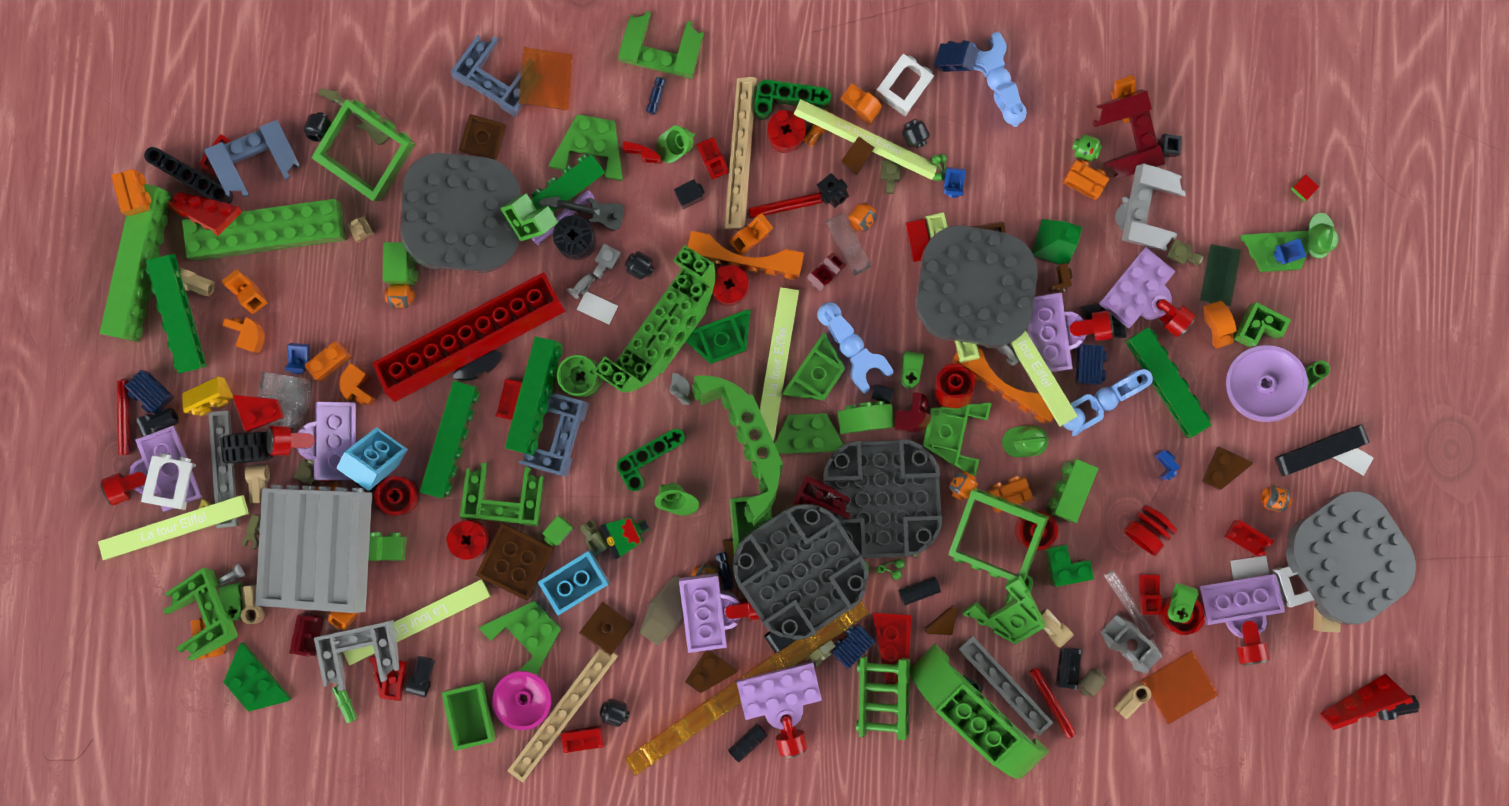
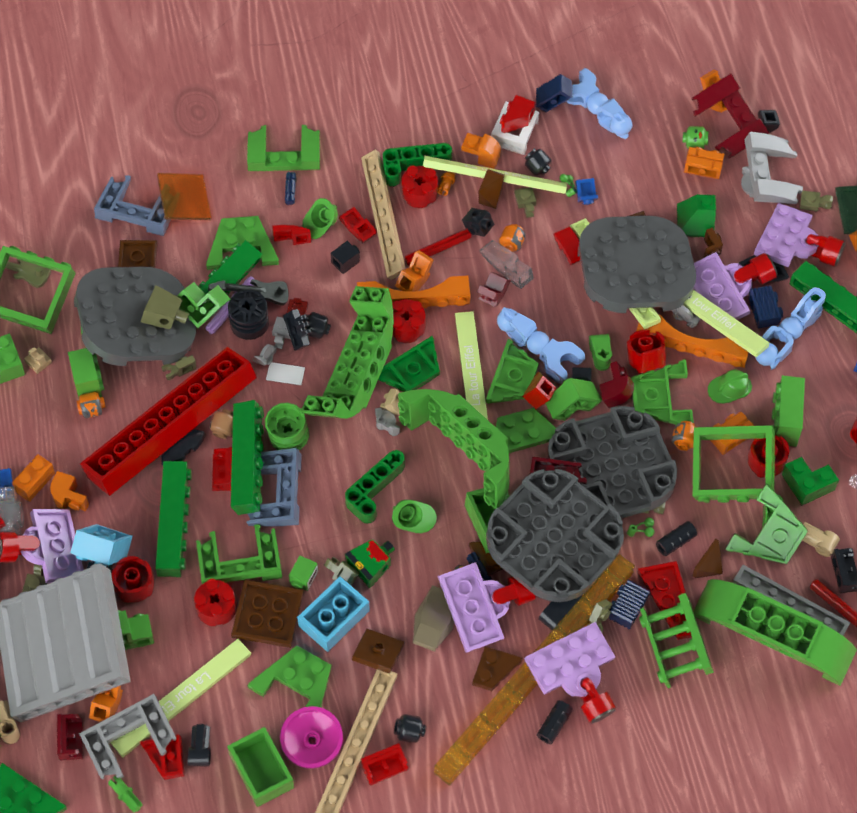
camera: 15 degrees left, 25 degrees down
(487, 219) = (163, 309): none -> olive torso
(498, 276) = (182, 367): none -> olive plate
(520, 351) = (222, 424): none -> medium nougat head
(617, 267) = (297, 329): none -> black hinge
(626, 240) = (298, 304): none -> clear red tile
(693, 369) = (391, 402): none -> tan tile
(837, 401) = (539, 391): none -> red slope
(910, 77) = (518, 114): none -> red slope

